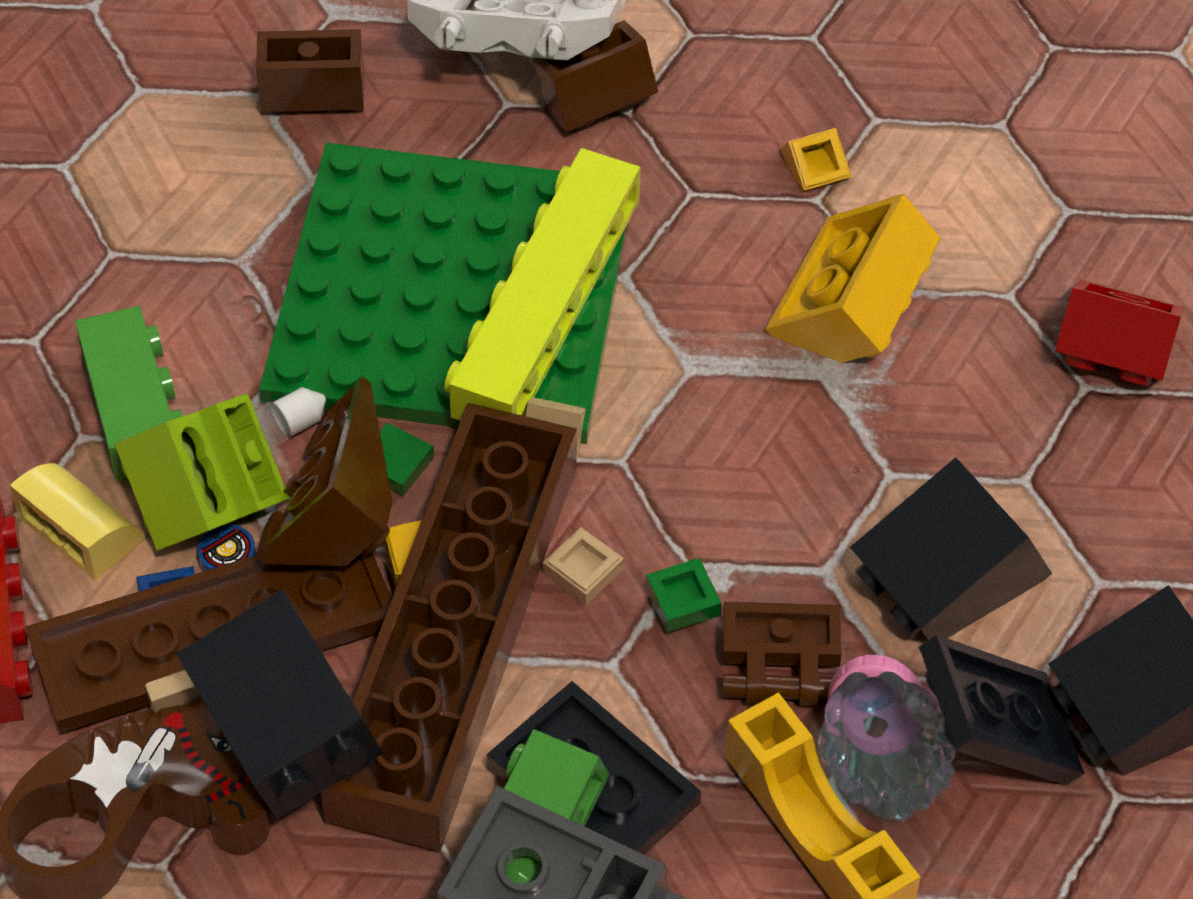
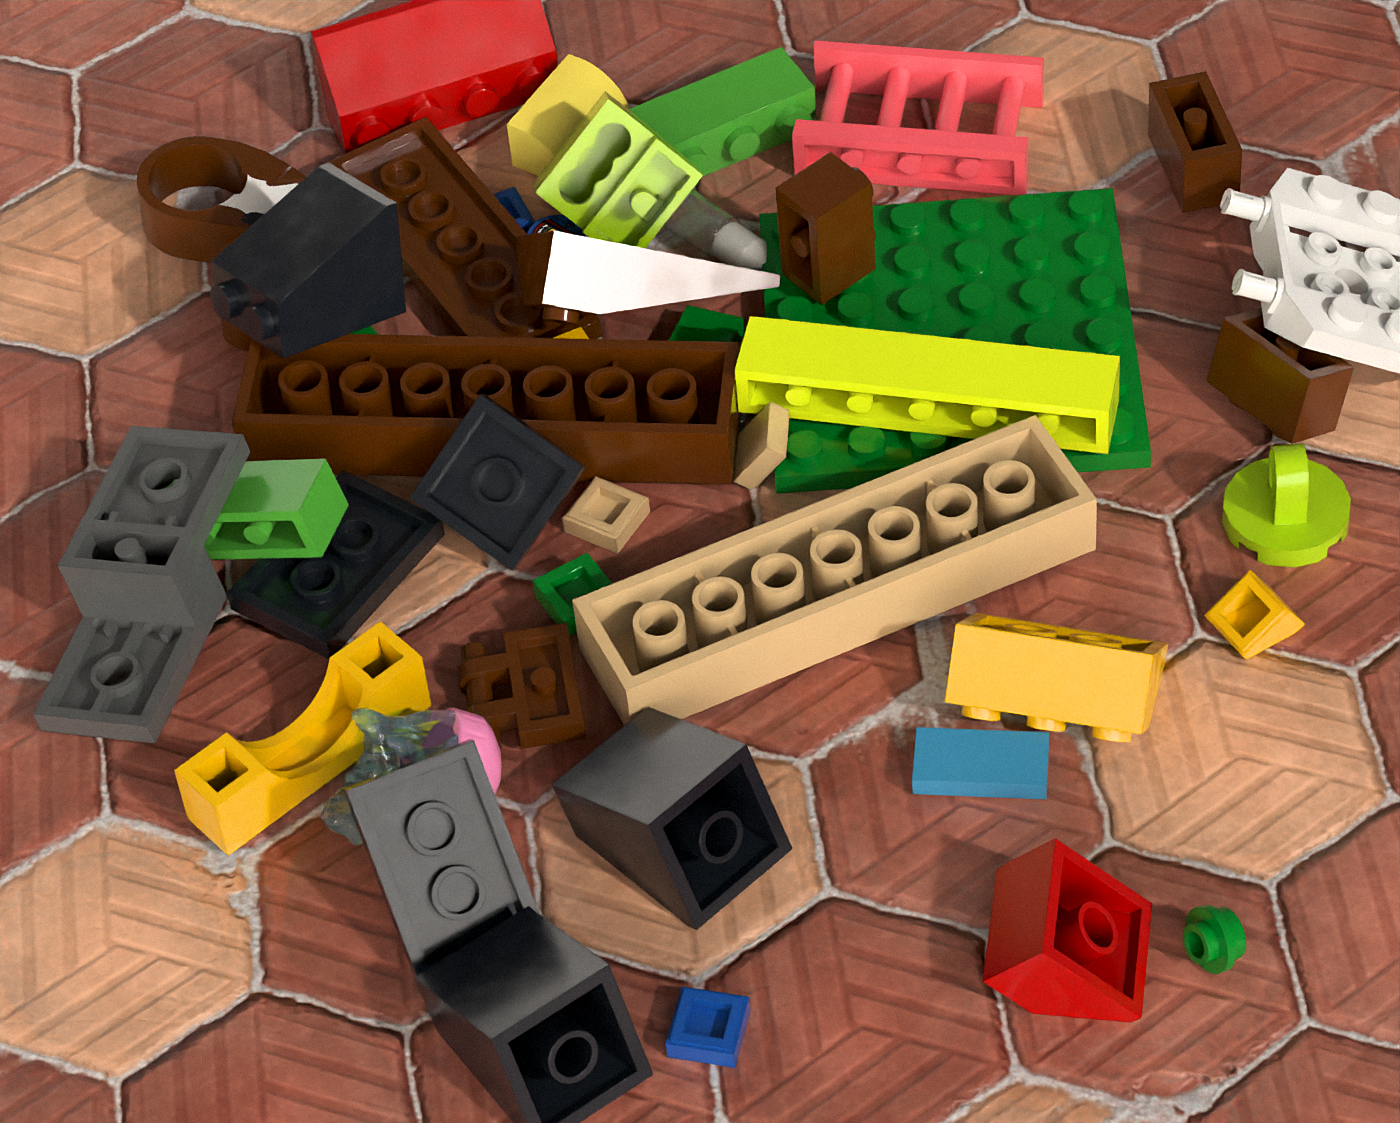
camera: 85 degrees right, 5 degrees down
(219, 284) = (923, 156): none -> coral fence
(359, 311) = (826, 227): none -> reddish brown brick
(567, 615) = (498, 482): none -> black plate
(714, 114) = (1286, 508): none -> lime tile
(733, 404) = (836, 574): none -> tan brick
(925, 354) = (981, 763): none -> dark azure tile
(1131, 242) = (1214, 938): none -> green plate
(1151, 571) = (708, 1027): none -> blue tile

